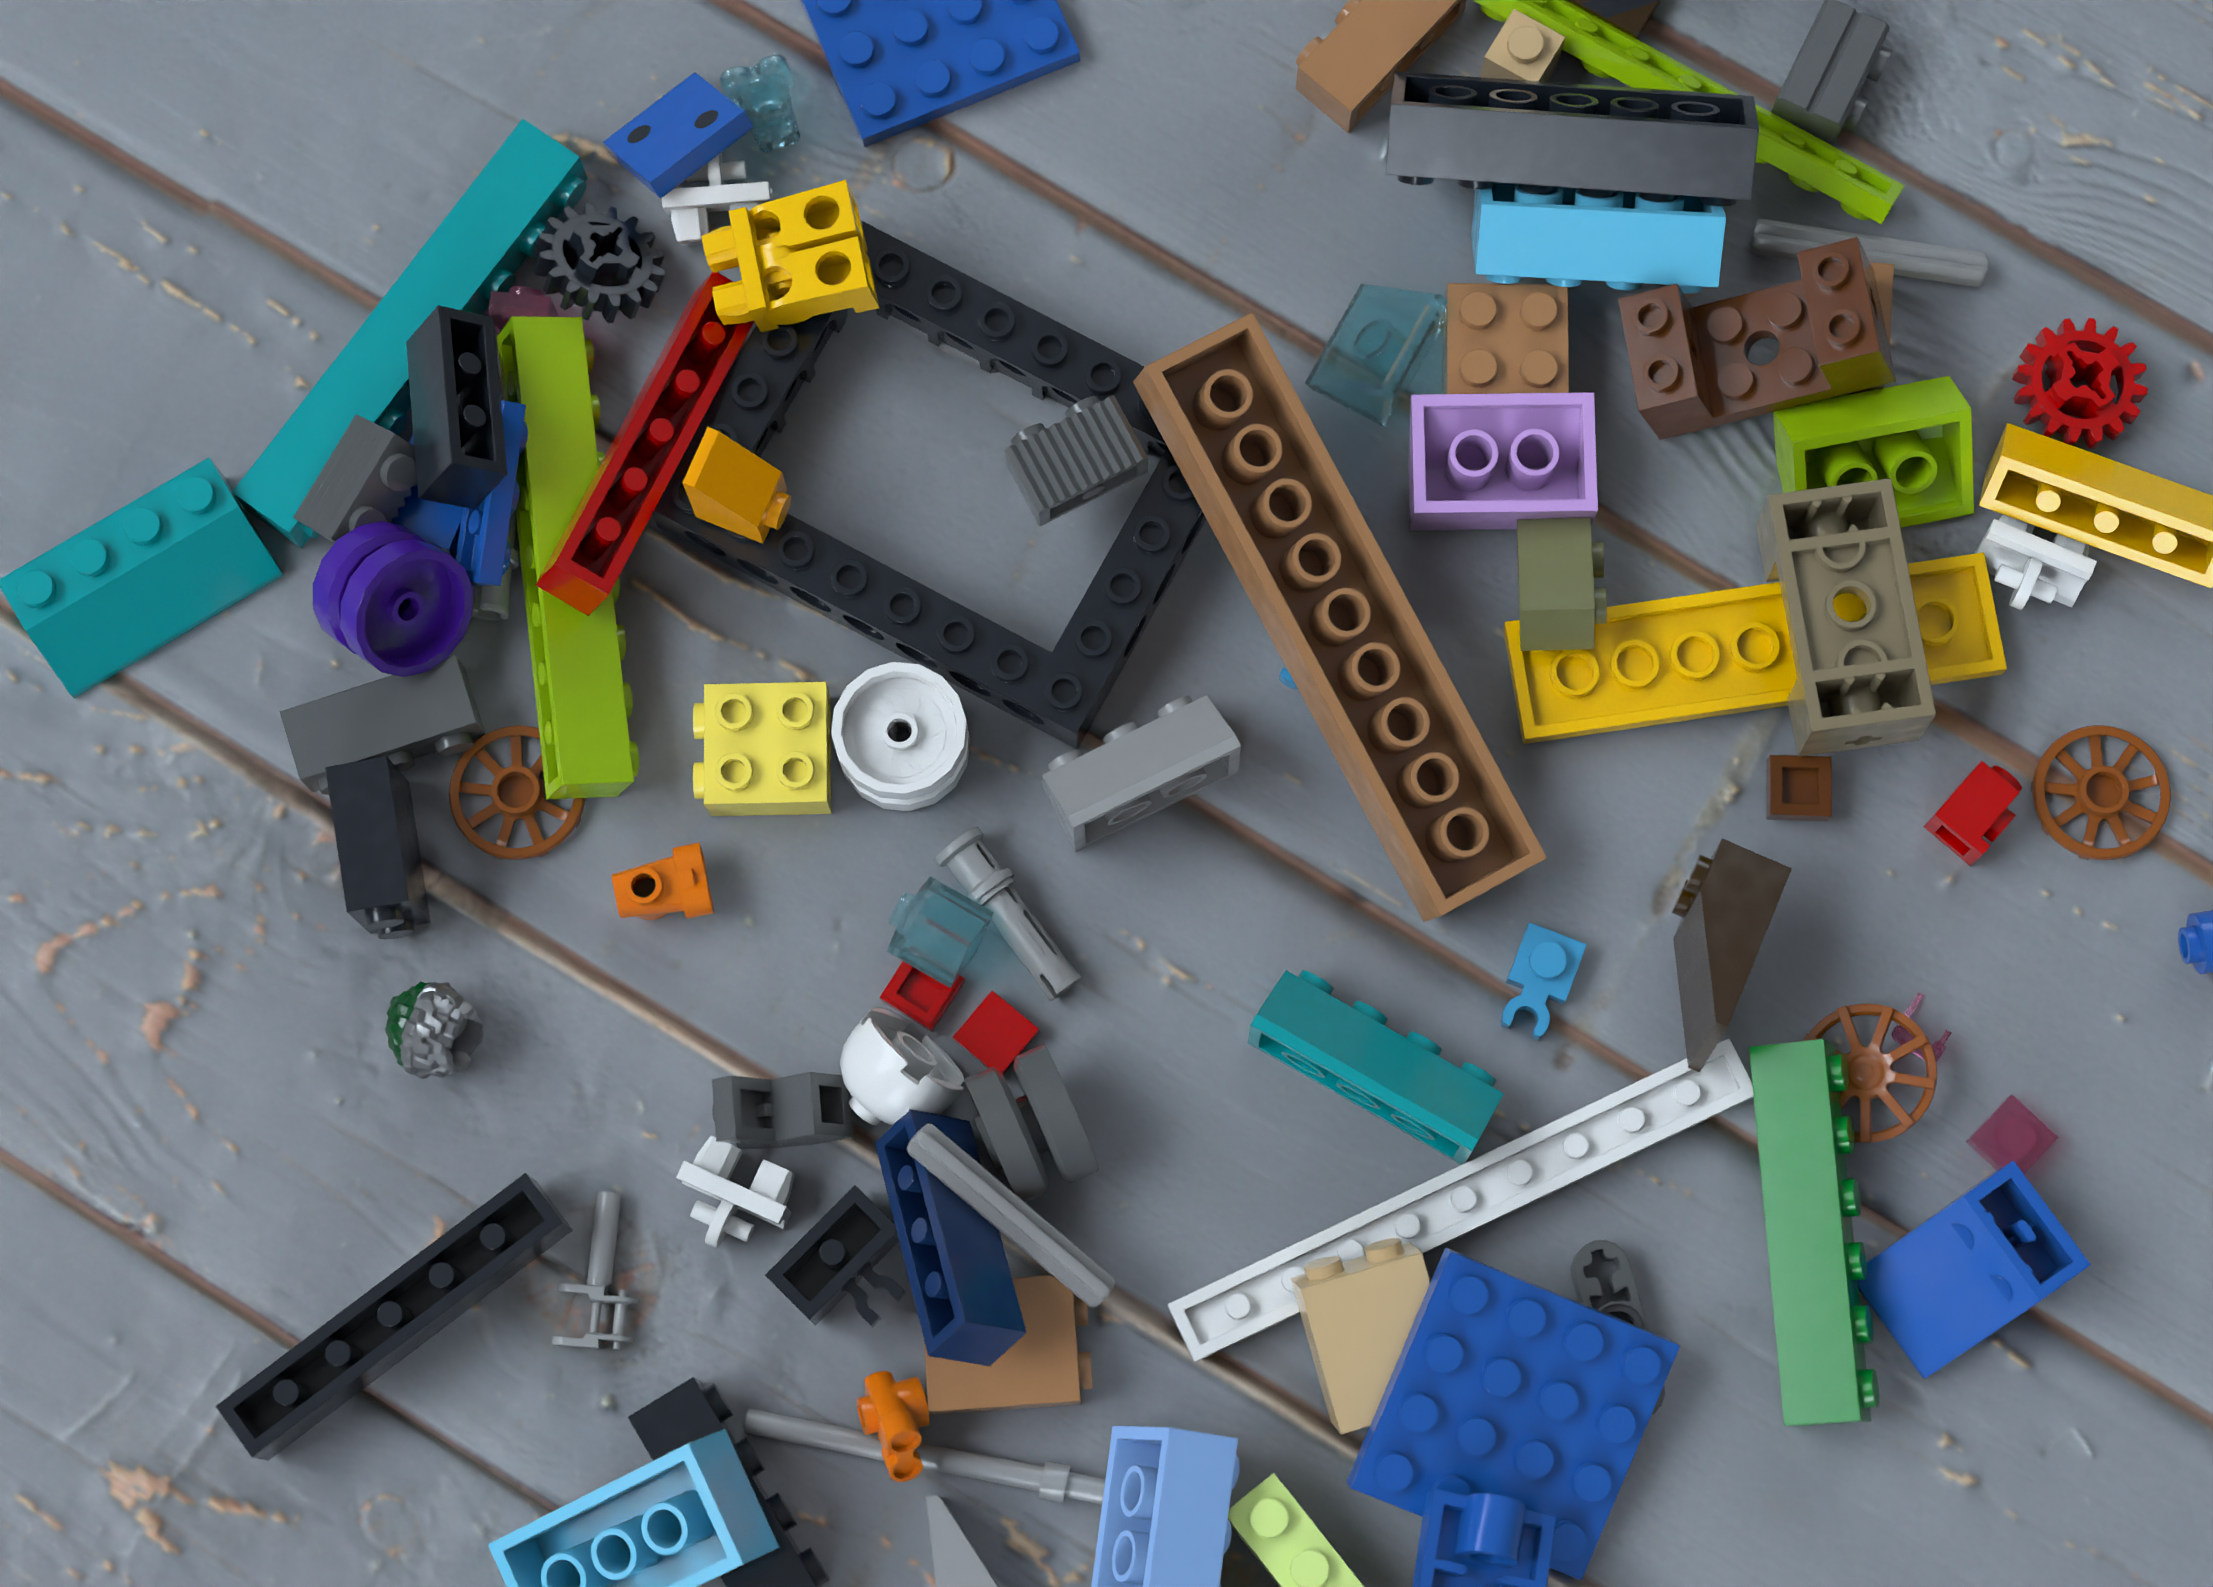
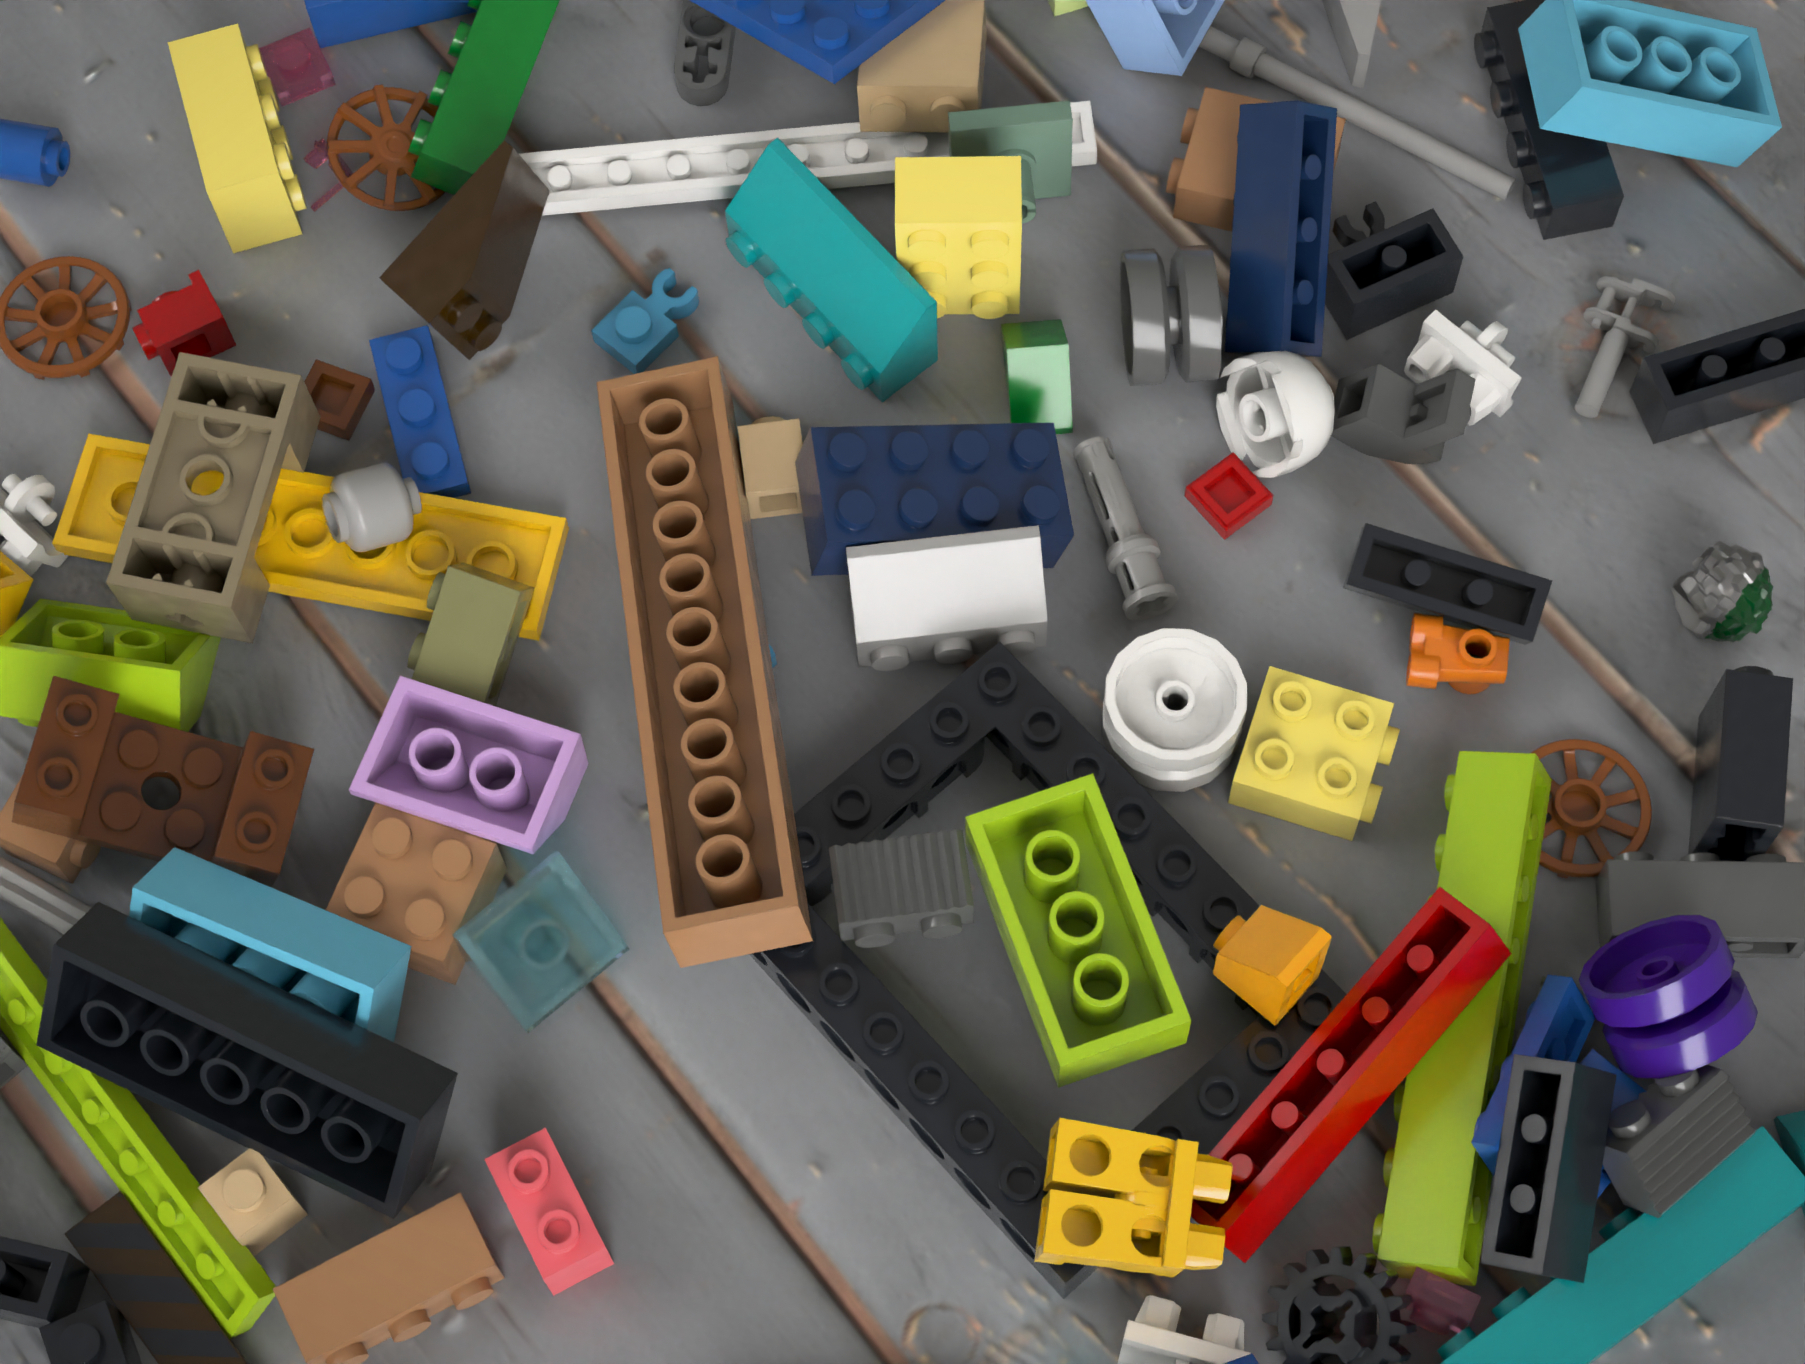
camera: 160 degrees left, 10 degrees down
(689, 944) = (1447, 584): none -> black brick
(895, 1414) = (1376, 143): orange plate -> none
(911, 462) = (1076, 930): none -> lime brick
(938, 930) = (1197, 523): clear light blue brick -> none
(996, 1033) = (1172, 432): red tile -> none
(1010, 1215) = (1219, 229): light grey axle -> none
(1146, 1052) = (1038, 373): none -> slope
(1187, 856) = (929, 483): none -> dark blue brick
(1242, 1242) = (1034, 132): none -> sand green tile
(1260, 1117) = (961, 231): none -> light yellow brick
(1275, 133) = (549, 1211): none -> coral brick
(1355, 859) = (769, 469): none -> tan brick
(1701, 668) = (371, 507): none -> light grey head
(1704, 793) = (419, 412): none -> blue plate
(2017, 1007) = (238, 137): none -> light yellow brick

